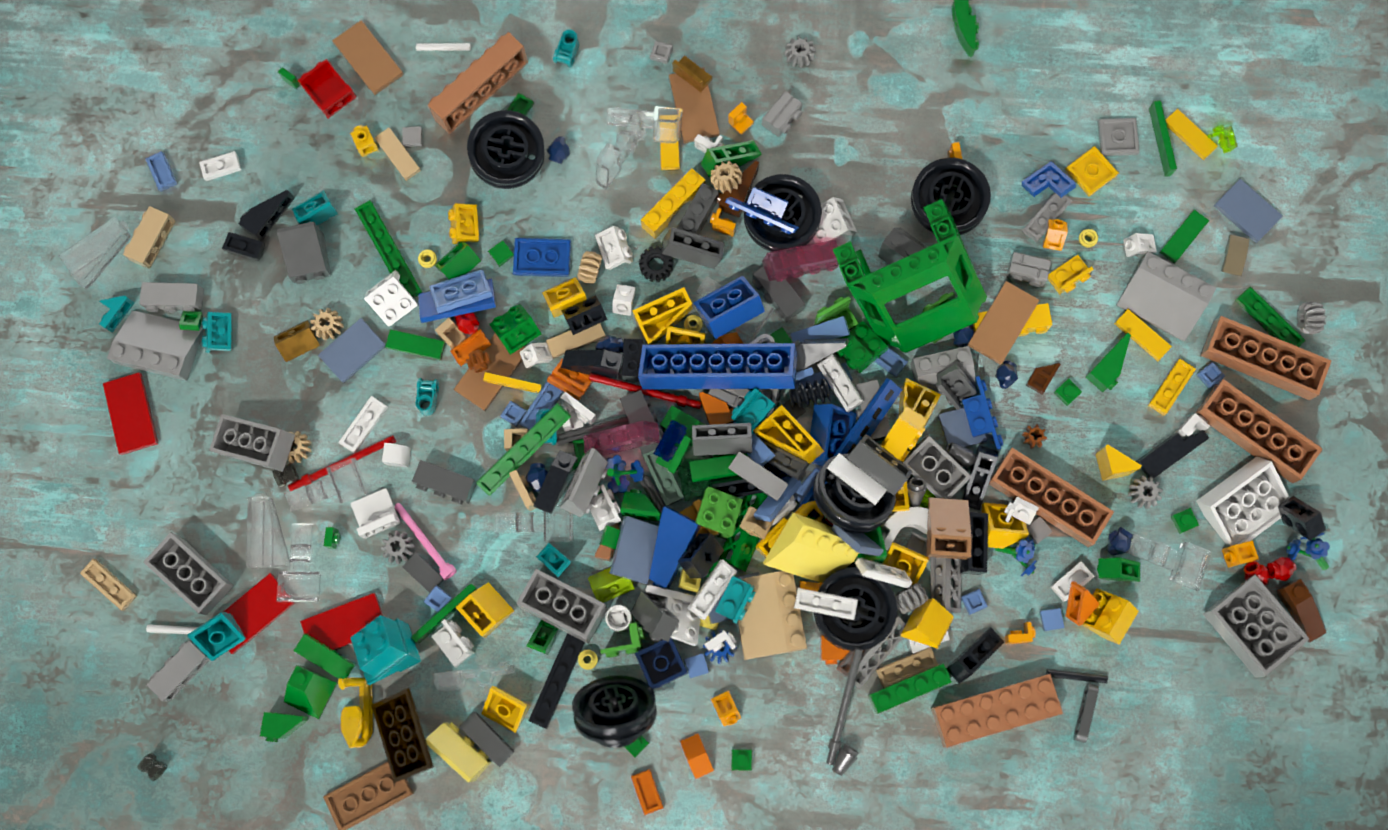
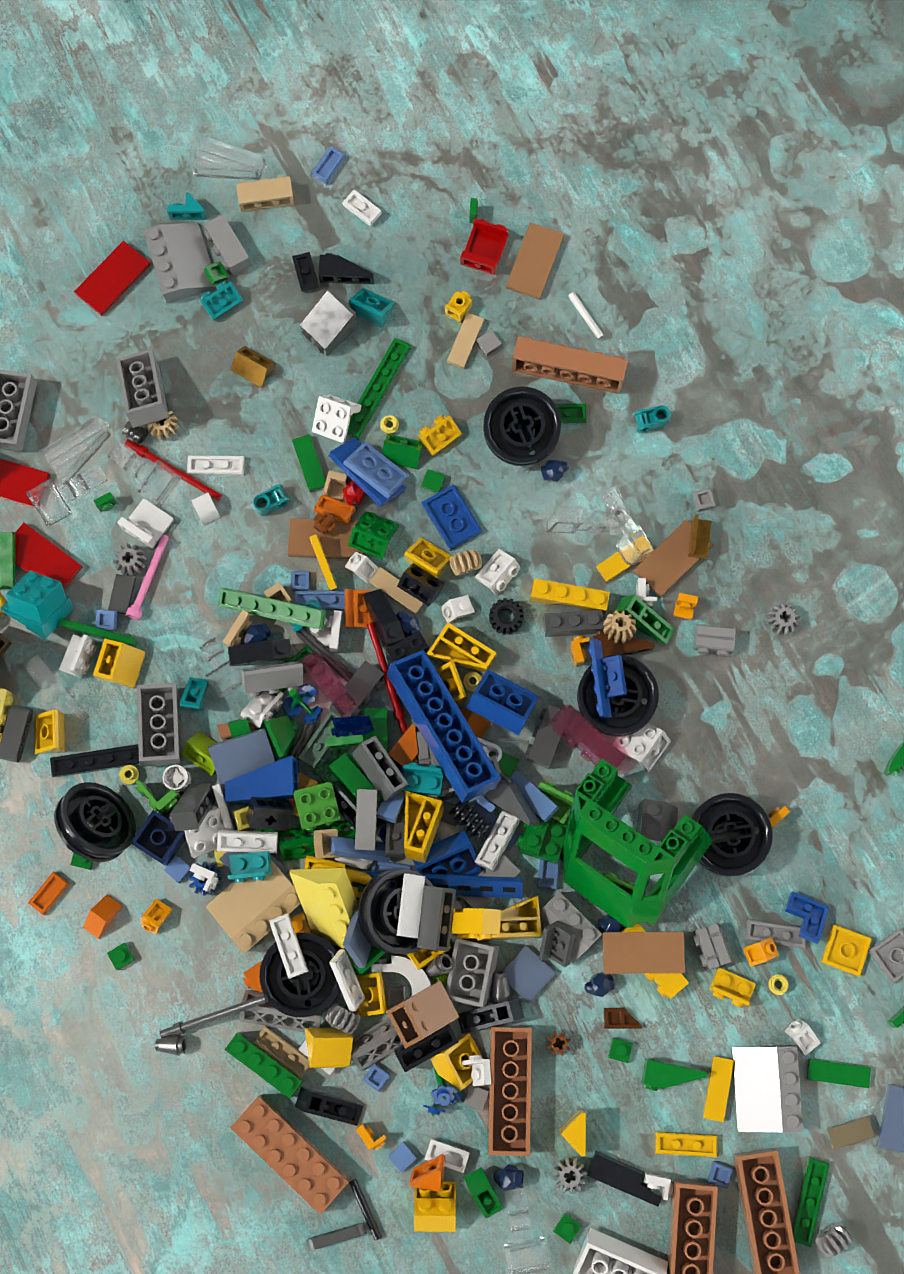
camera: 55 degrees right, 0 degrees up
(323, 330) = (275, 377): tan gear -> none
(352, 350) = (272, 415): sand blue tile -> none
(444, 482) = (205, 562): dark grey brick -> none
(543, 637) = (122, 726): green slope -> none
(693, 248) = (537, 638): dark grey brick -> none
(979, 415) = (546, 983): blue bracket -> none

